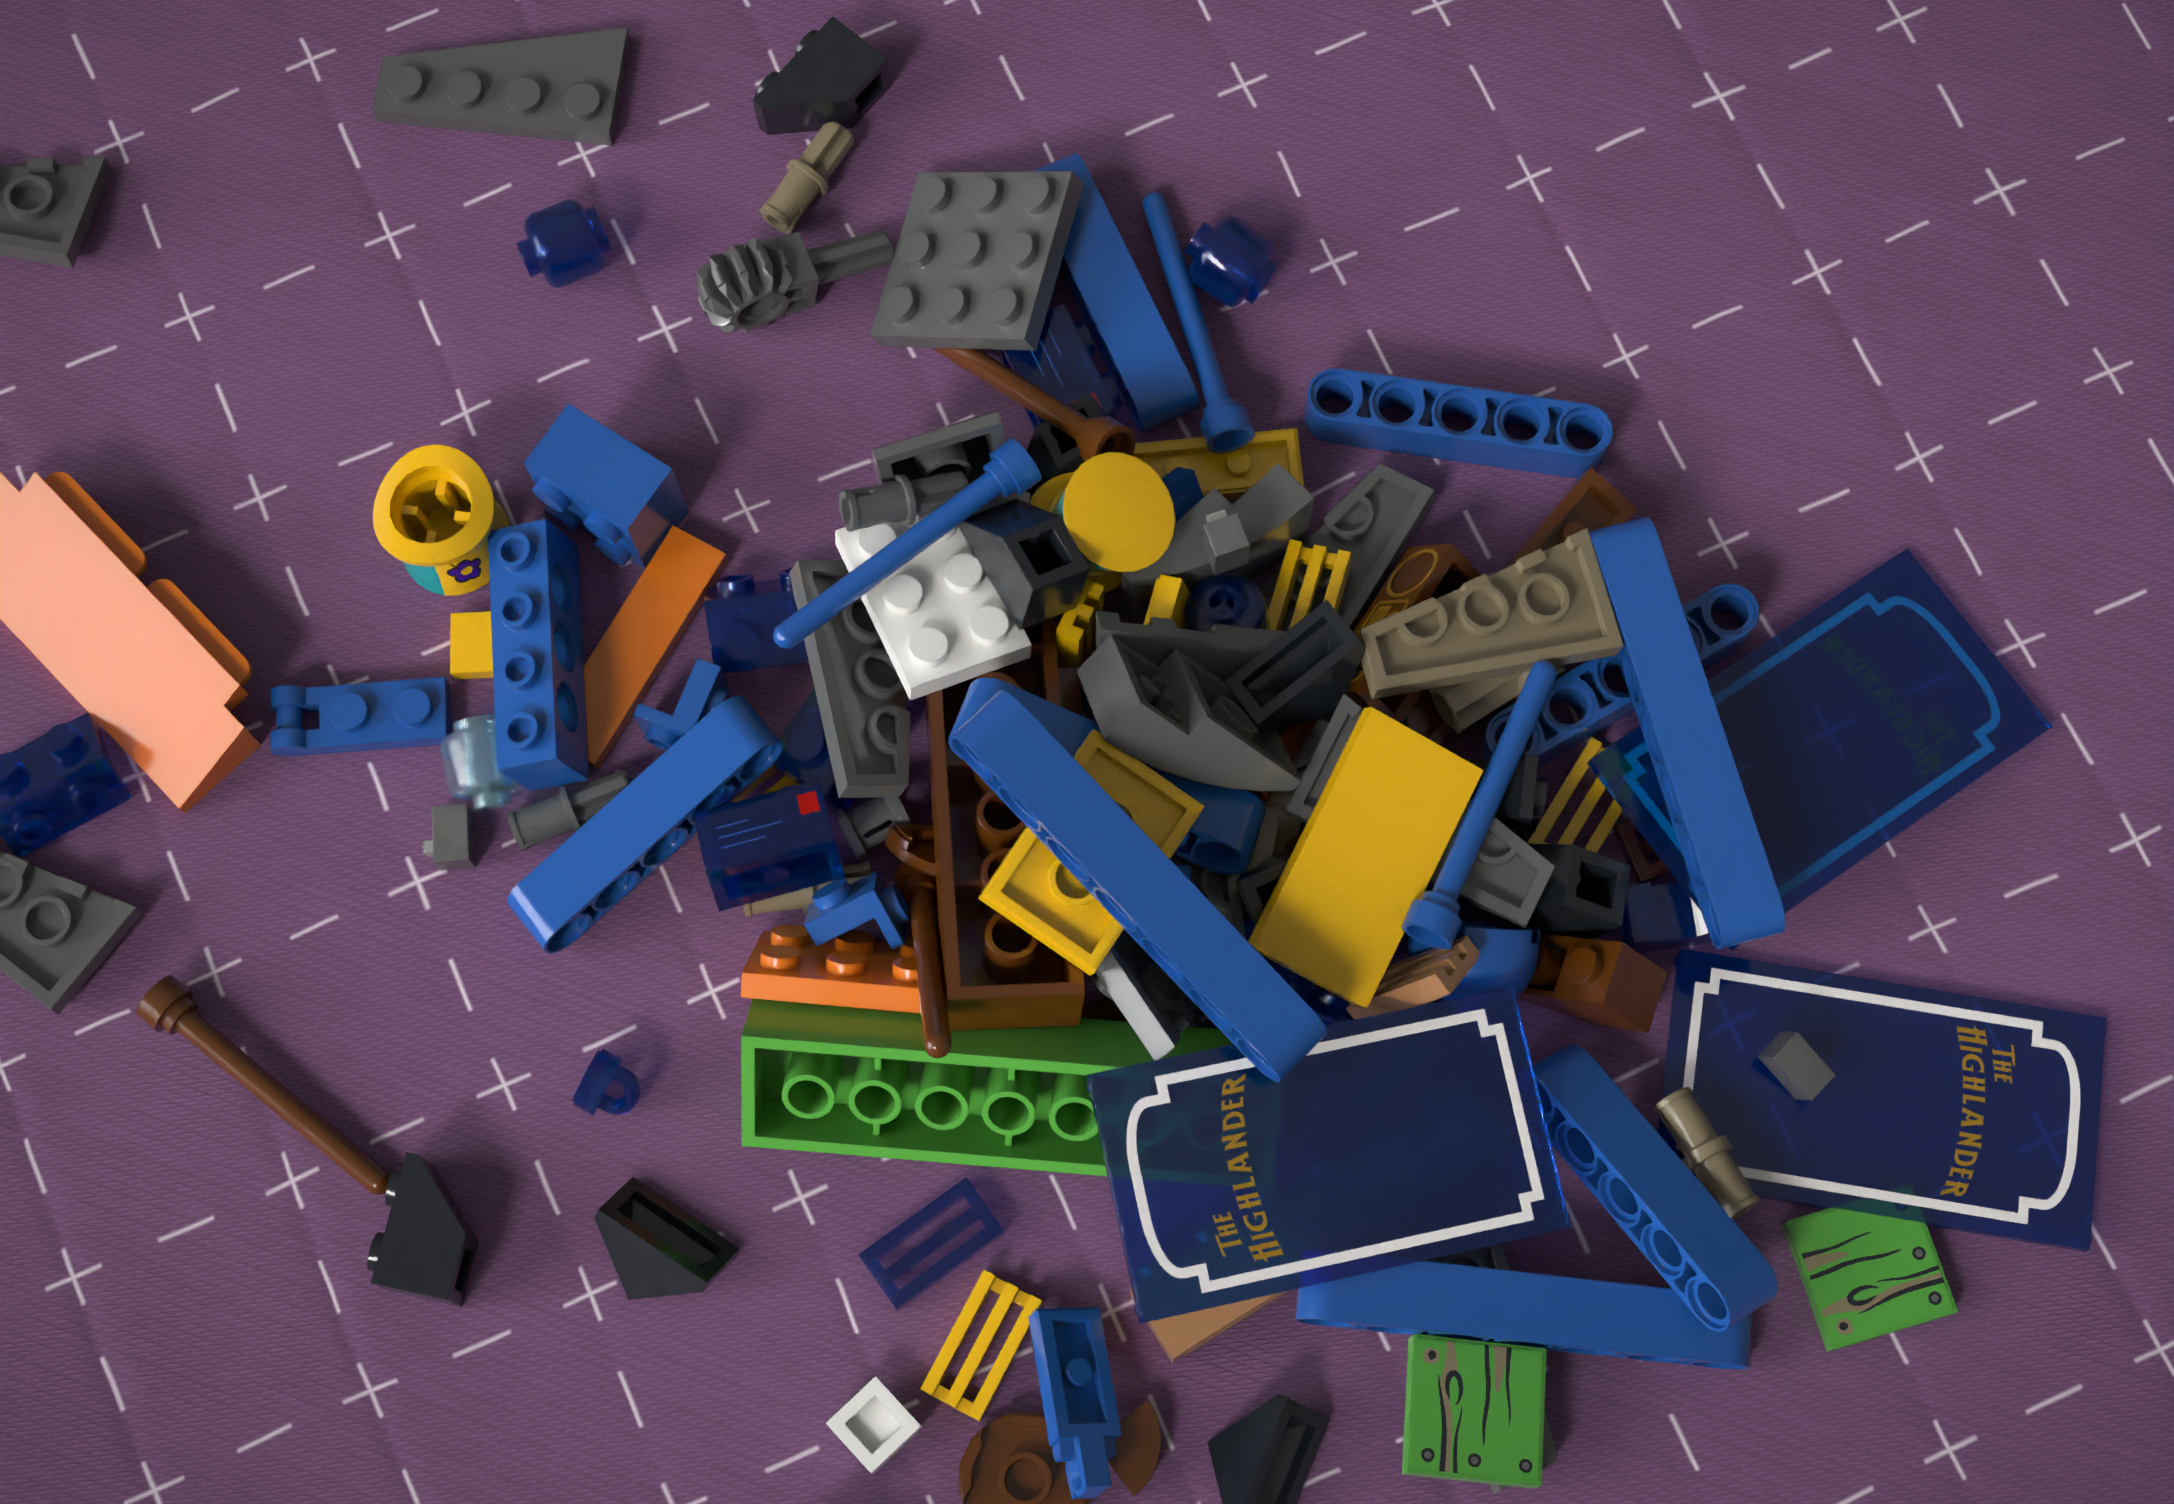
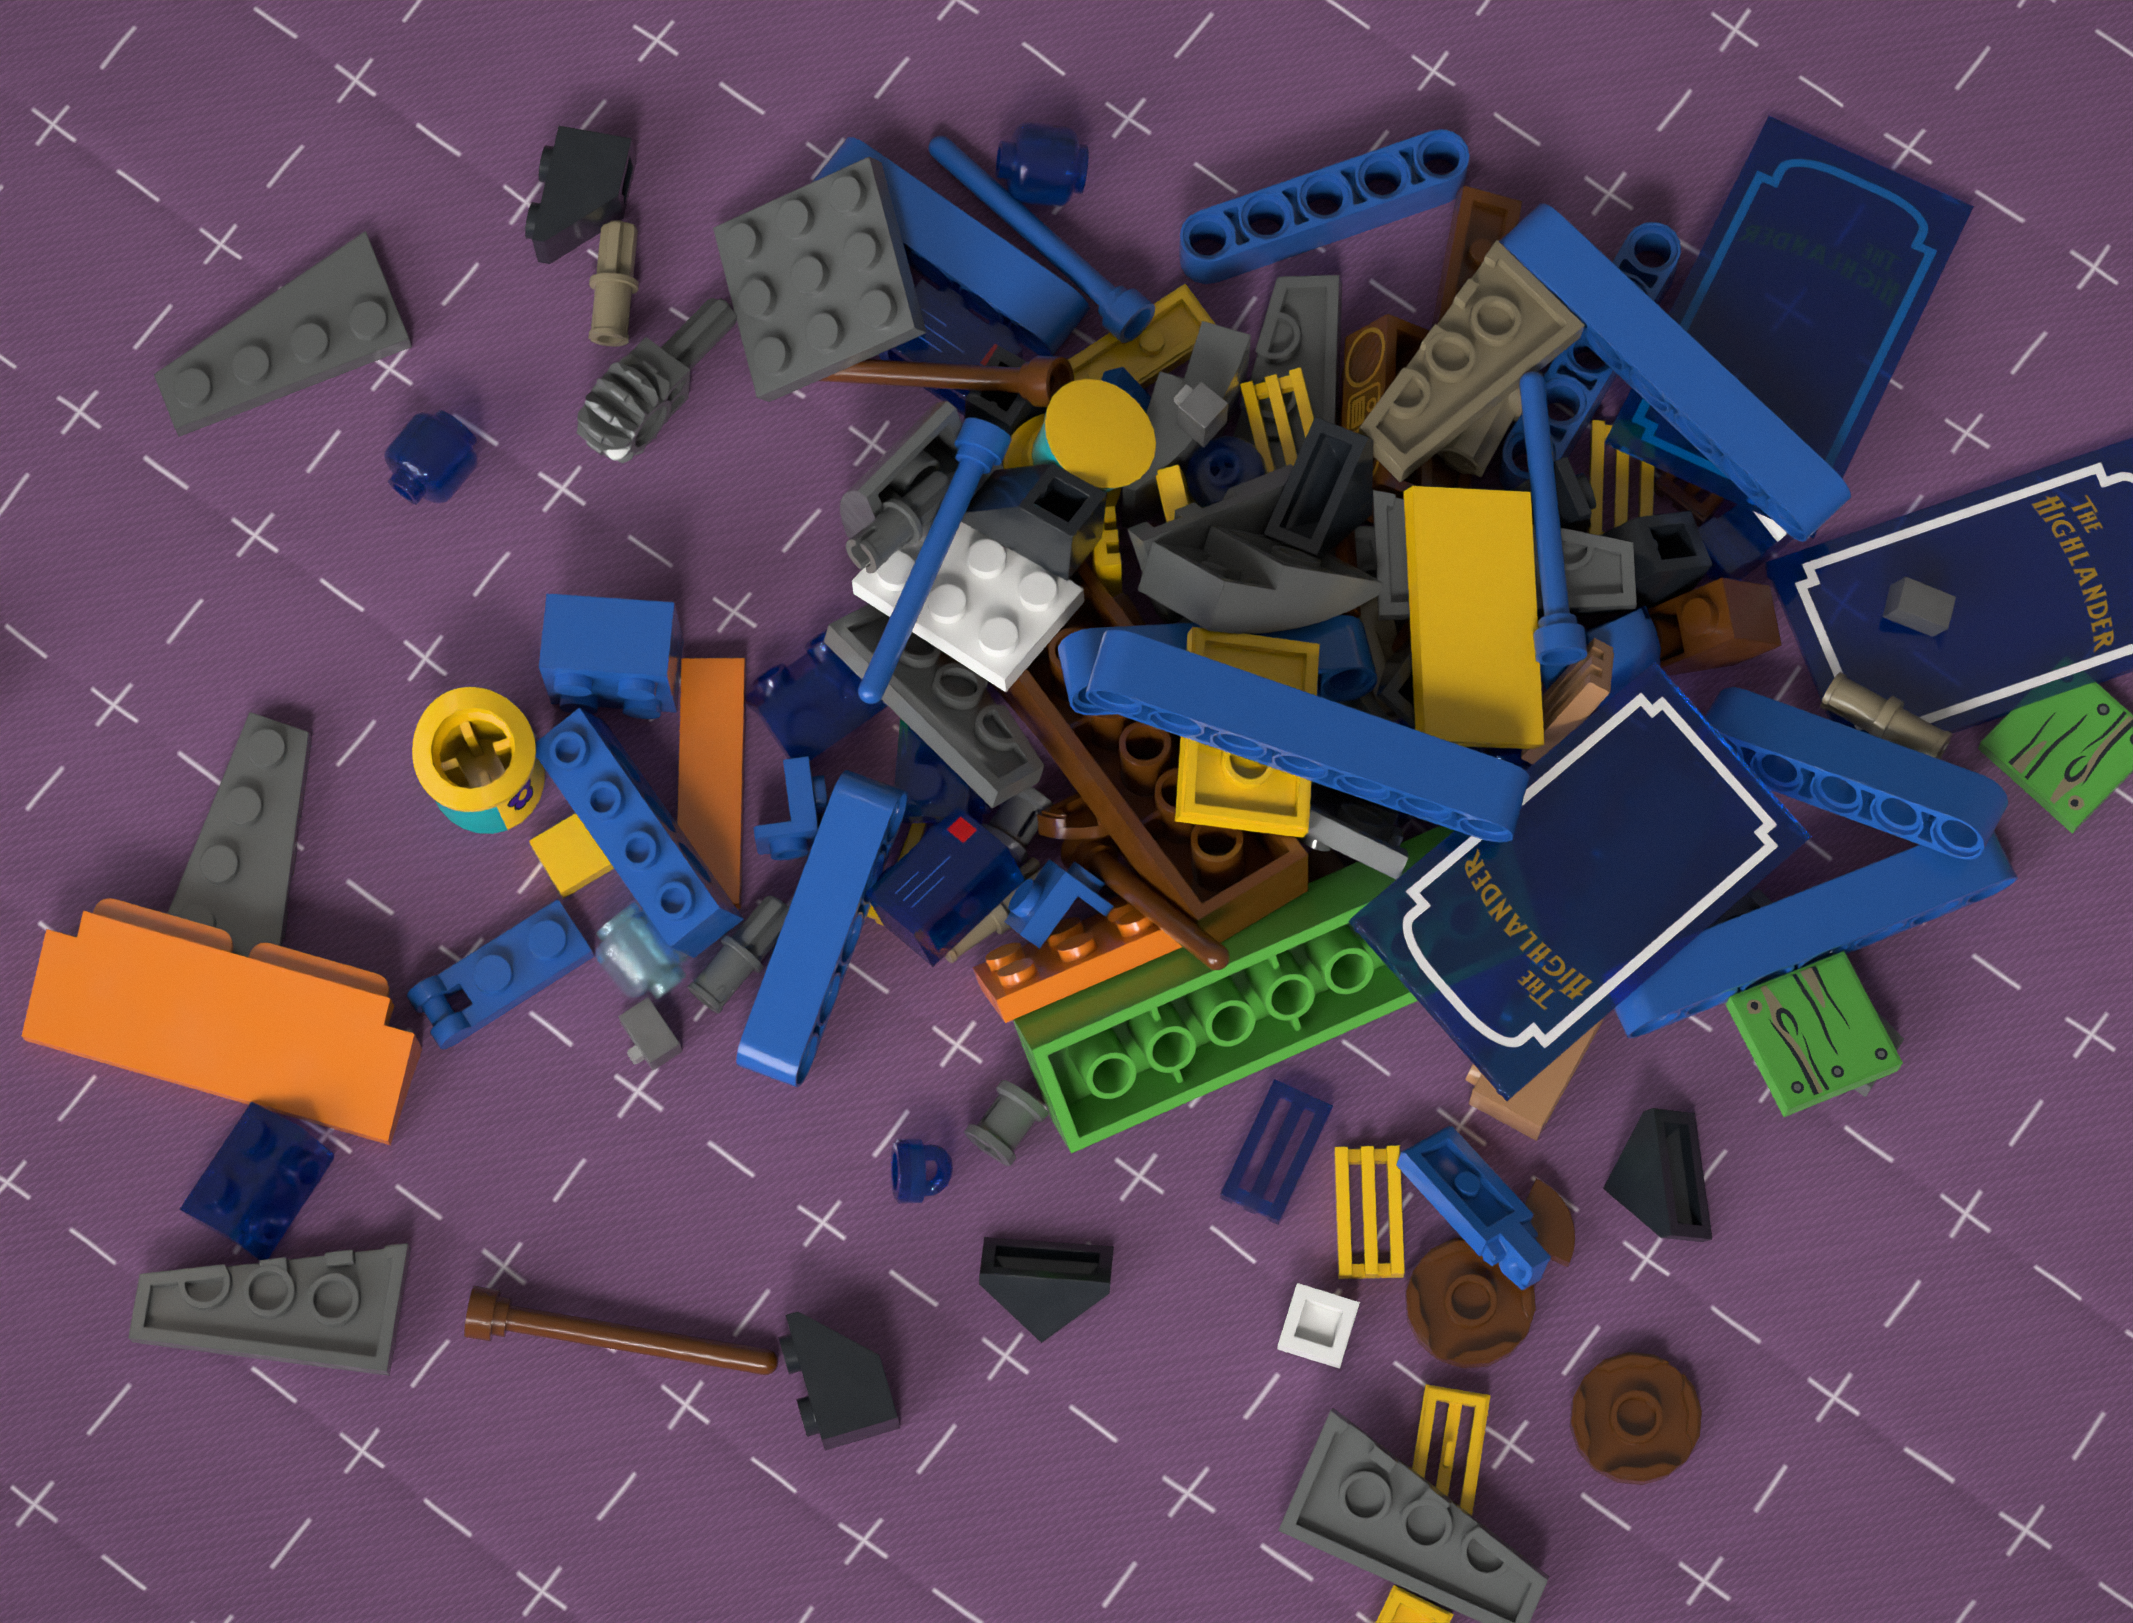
camera: 30 degrees left, 0 degrees up
(219, 491) = (248, 841): none -> dark grey wing
(705, 1085) = (1006, 1122): none -> dark grey bush

